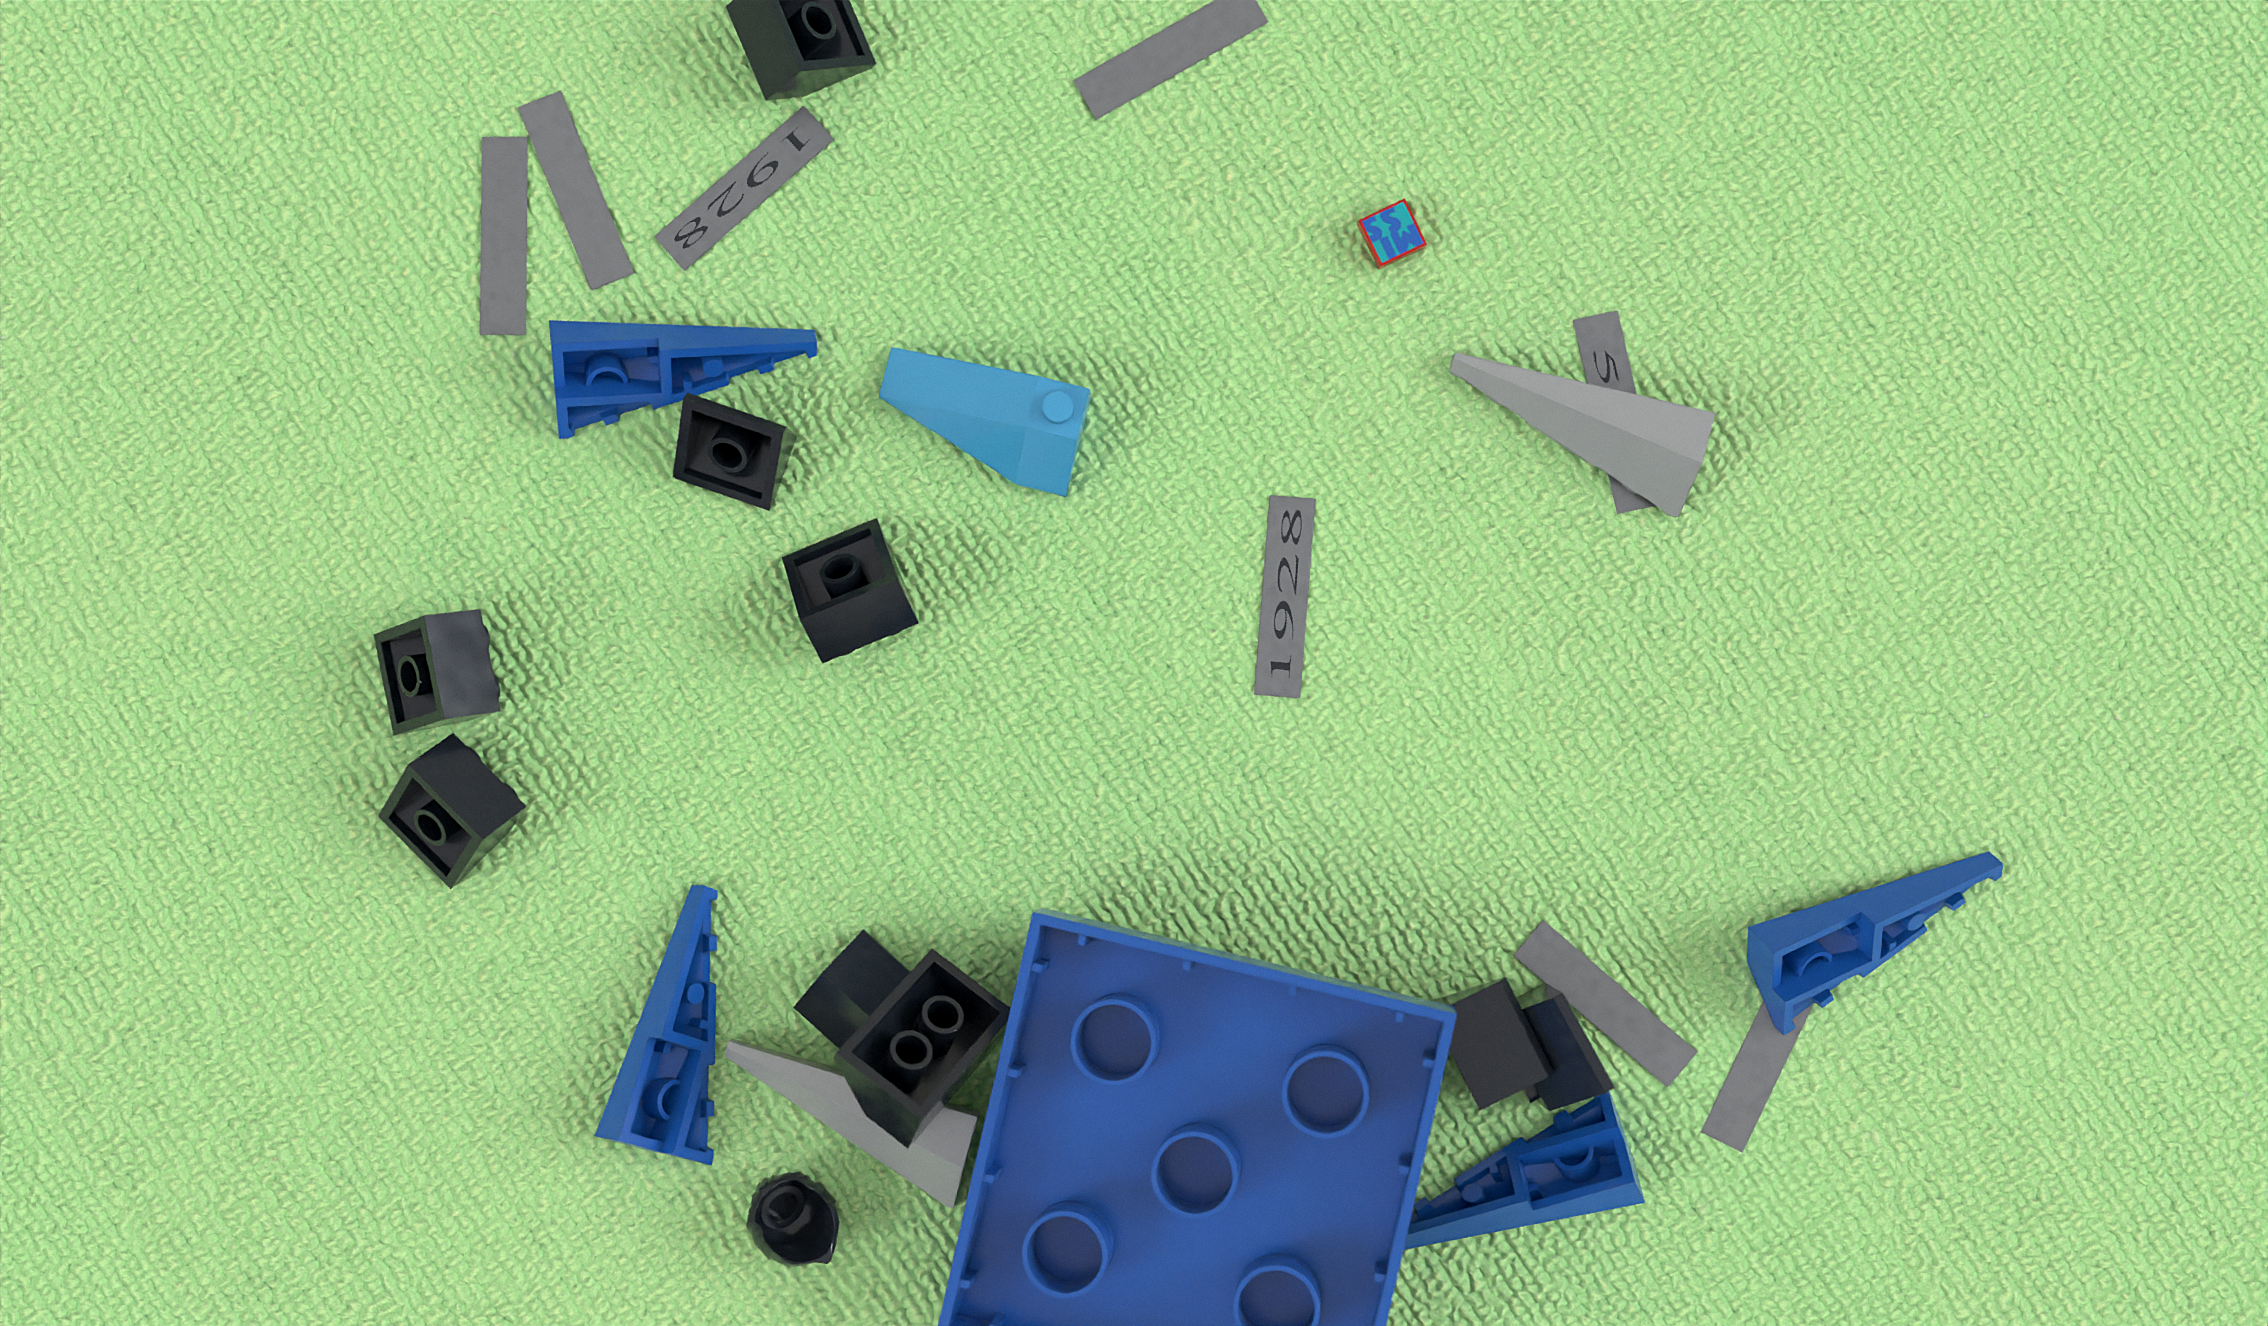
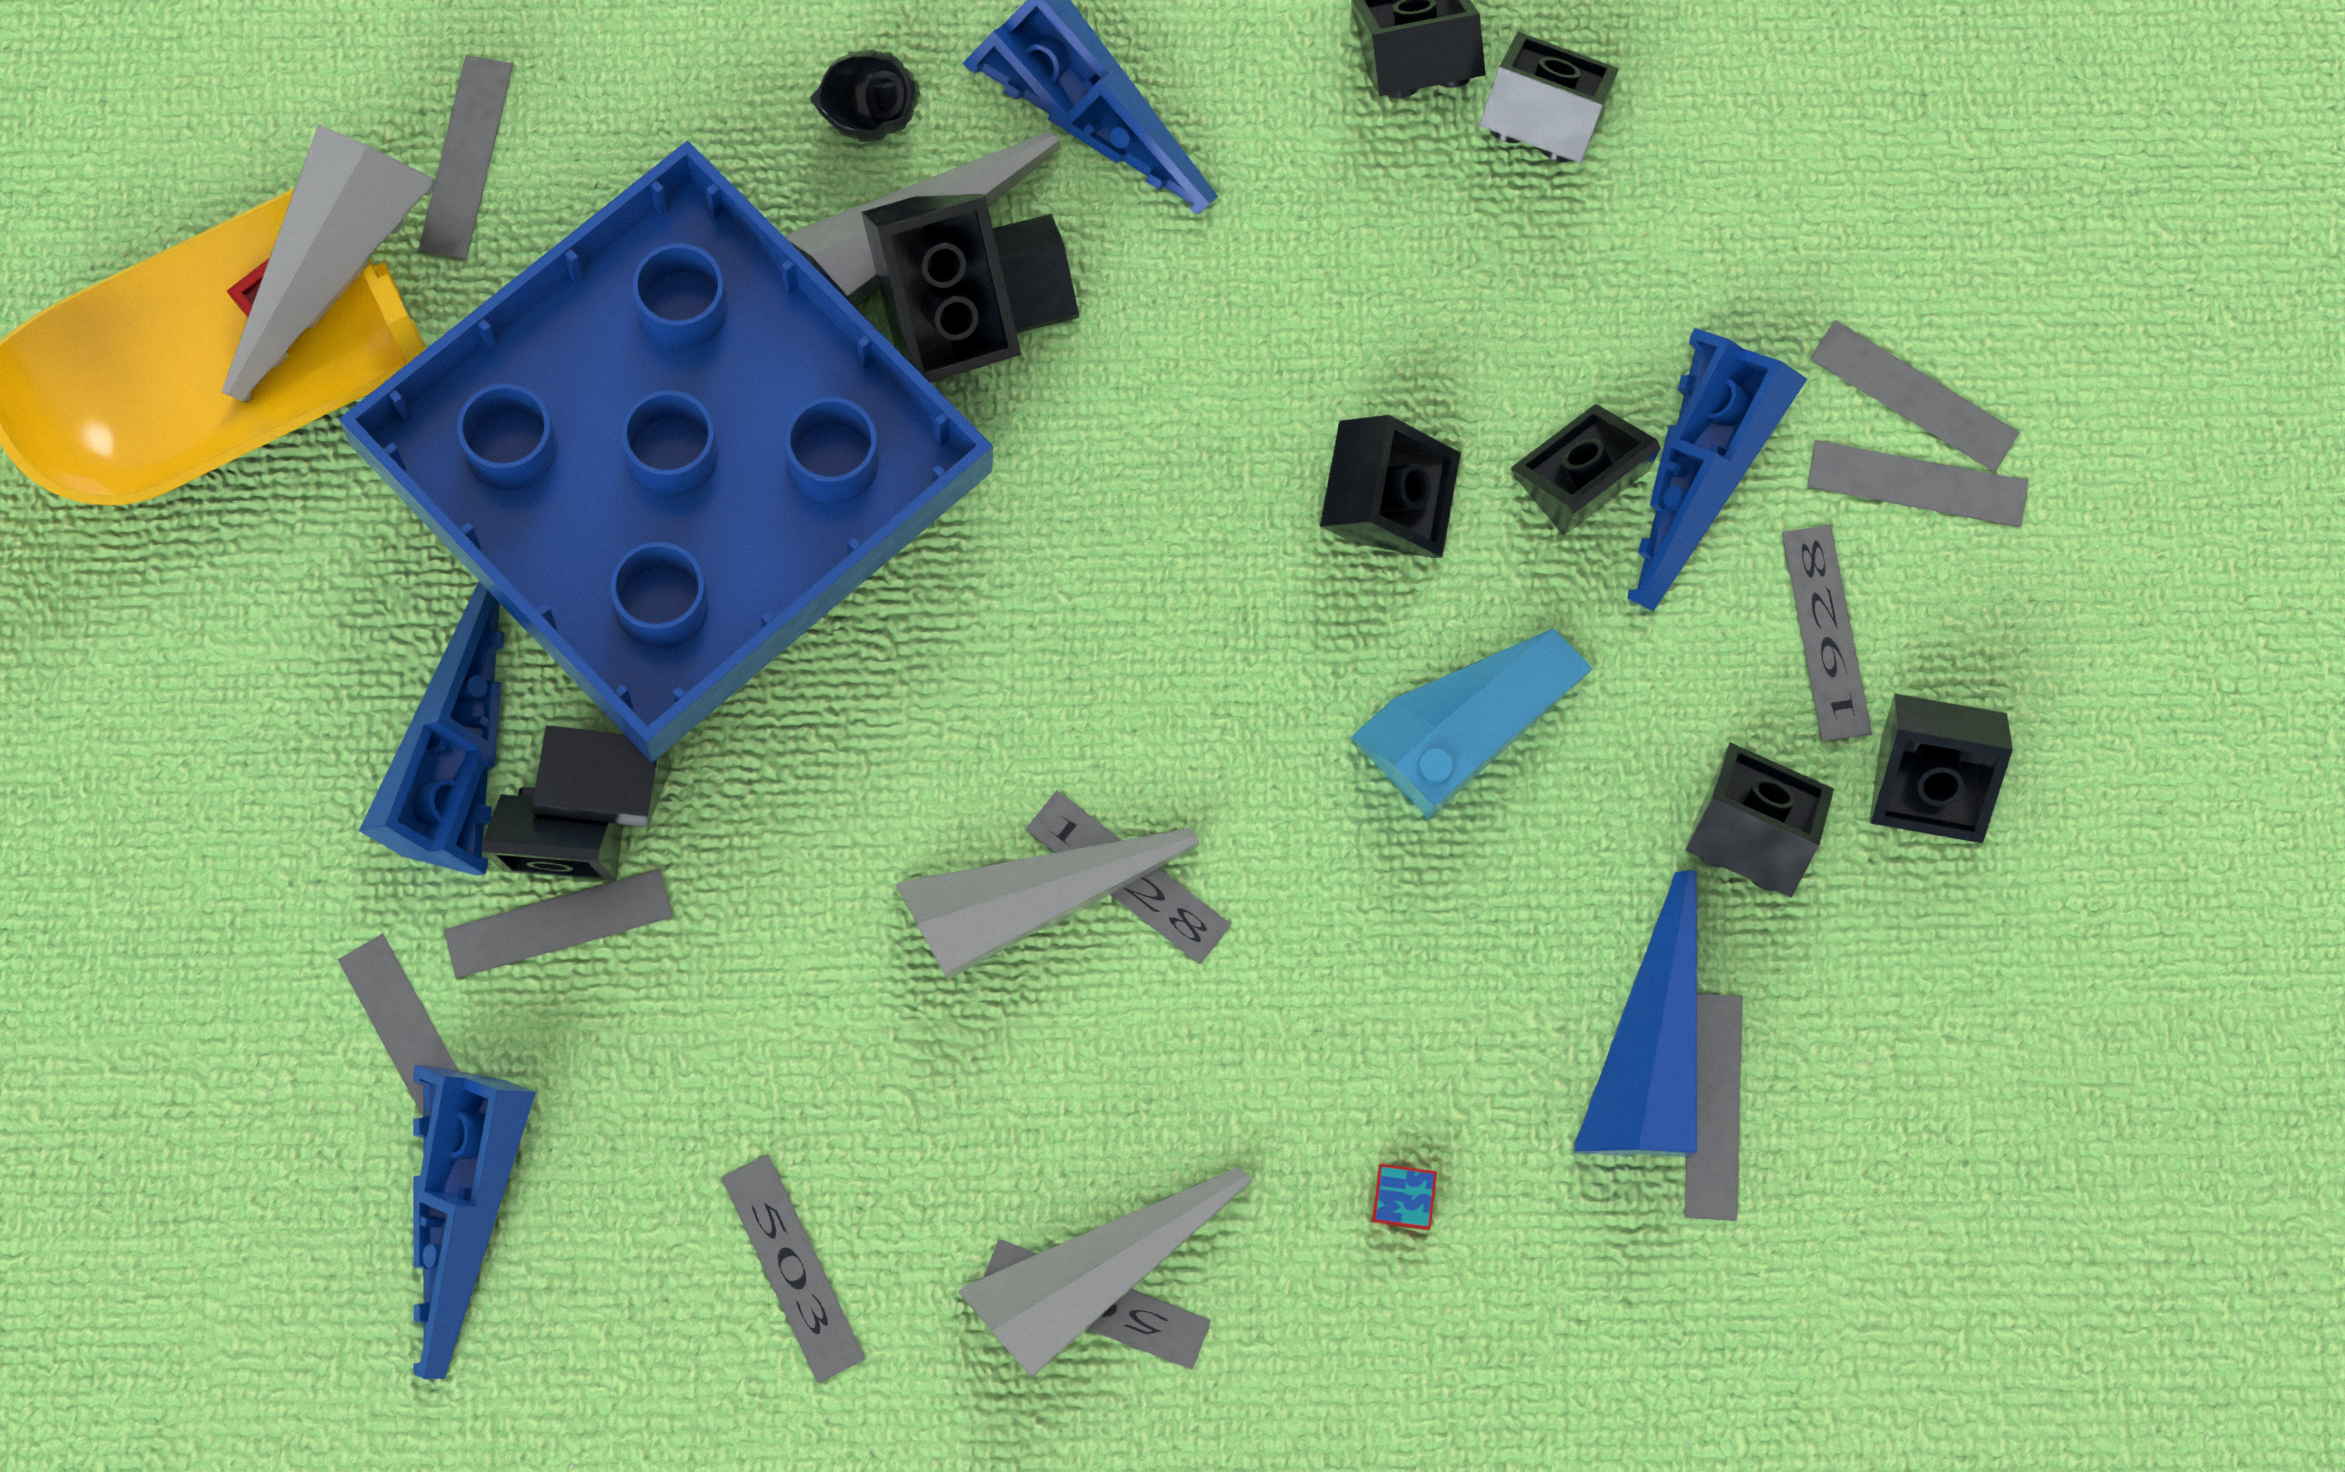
camera: 125 degrees right, 10 degrees down
(930, 143) = (1760, 820): none -> black slope
(1184, 107) = (1650, 1074): none -> blue wedge
(1380, 680) = (993, 906): none -> light grey wedge
(1739, 651) = (793, 1268): none -> flat silver sticker

